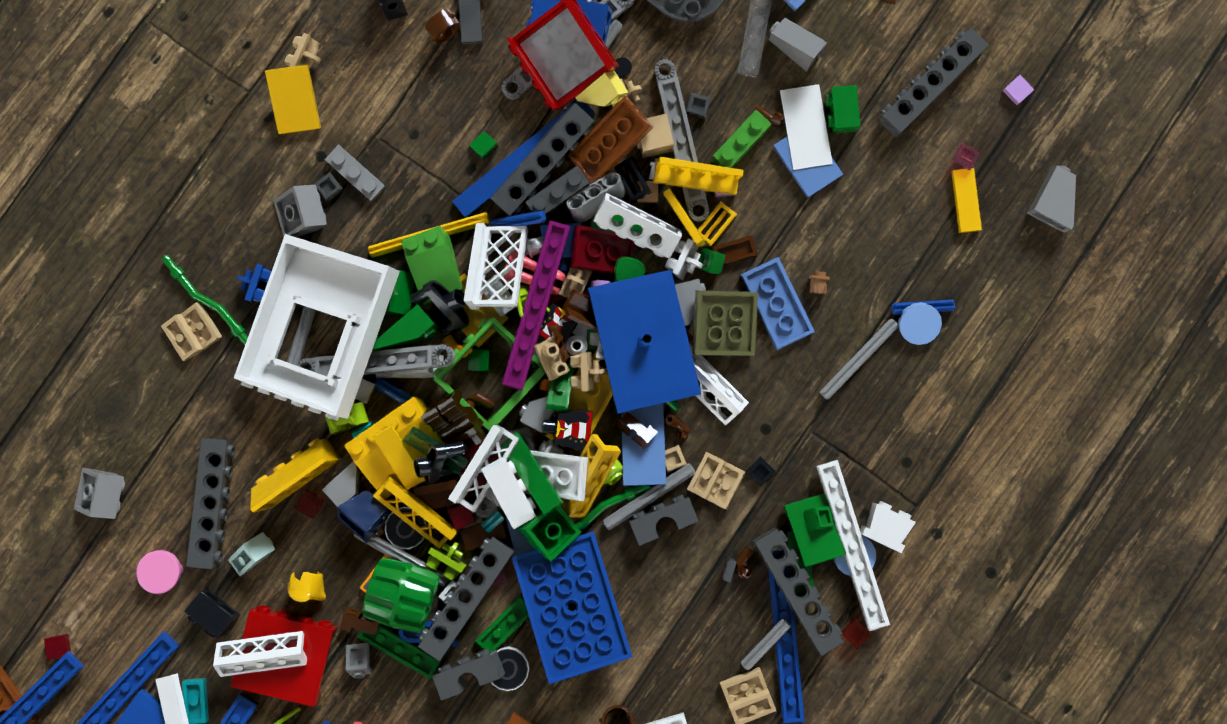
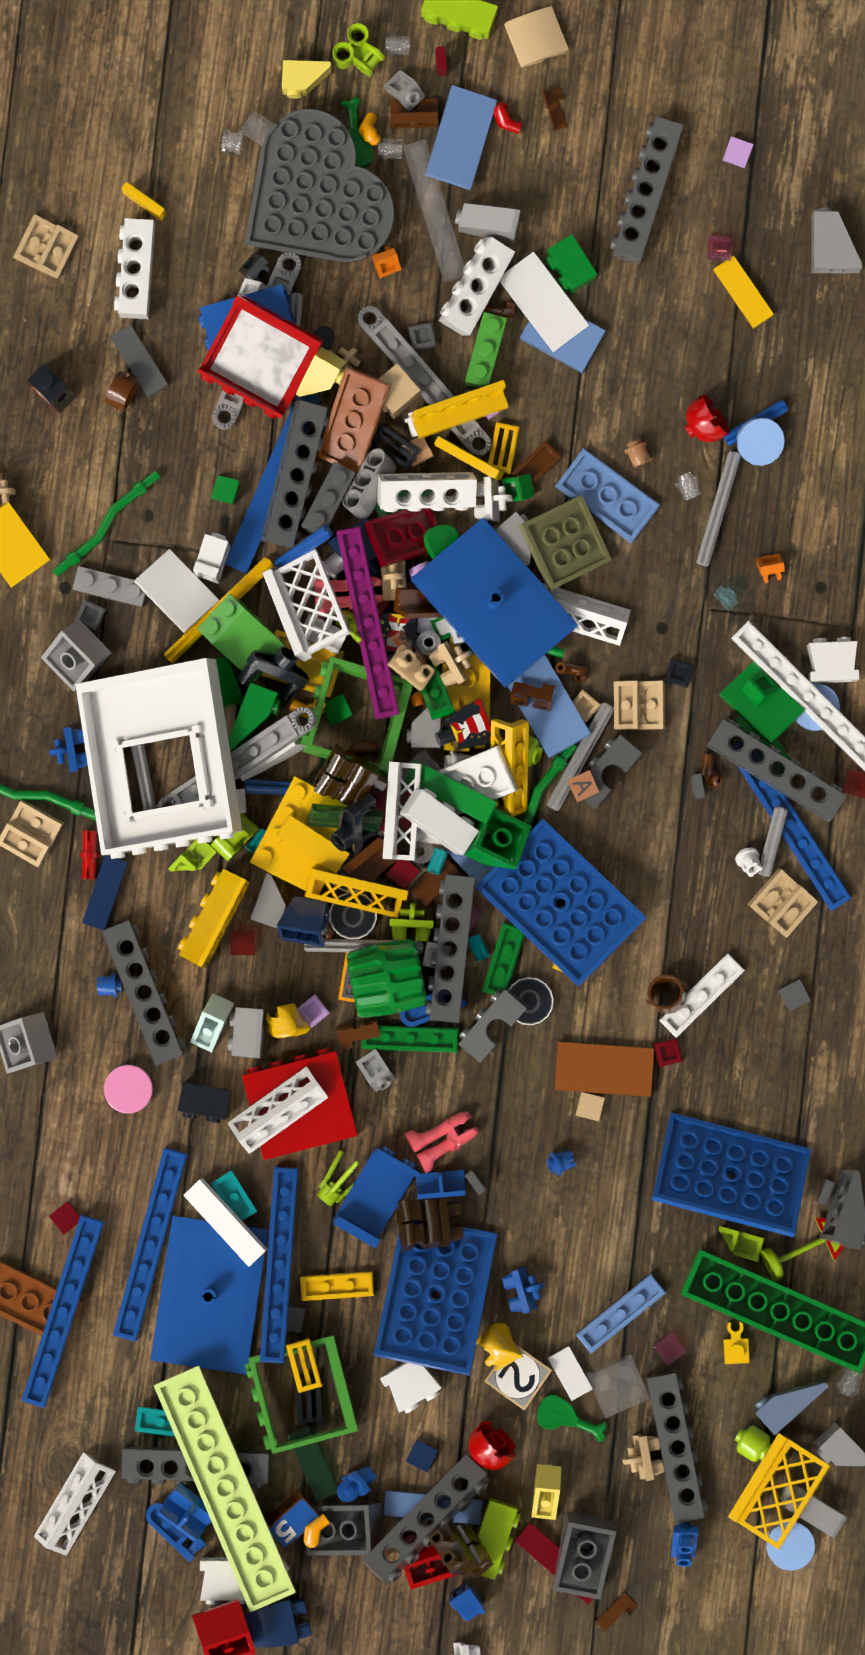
camera: 30 degrees left, 0 degrees up
(186, 482) = (109, 985): none -> blue hose
(223, 408) = (105, 893): none -> dark blue tile
(226, 373) = (89, 854): none -> red pin
(273, 579) = (248, 1032): none -> light grey slope
(305, 419) = (194, 857): none -> lime slope
(335, 586) = (313, 1011): none -> lavender tile
(339, 136) = (138, 489): none -> green bar
(403, 202) = (176, 591): none -> white tile
(442, 190) = (212, 557): none -> white hips
(490, 605) = (478, 948): none -> teal piece
(638, 523) = (583, 786): none -> nougat tile
(700, 33) = (386, 262): none -> orange tile
(738, 650) = (749, 861): none -> white hose
(789, 74) = (499, 258): none -> white brick
(829, 432) = (726, 597): none -> clear light blue plate
(844, 329) = (688, 485): none -> clear hose
(877, 425) = (770, 565): none -> orange tile
(884, 285) = (705, 421): none -> red cylinder

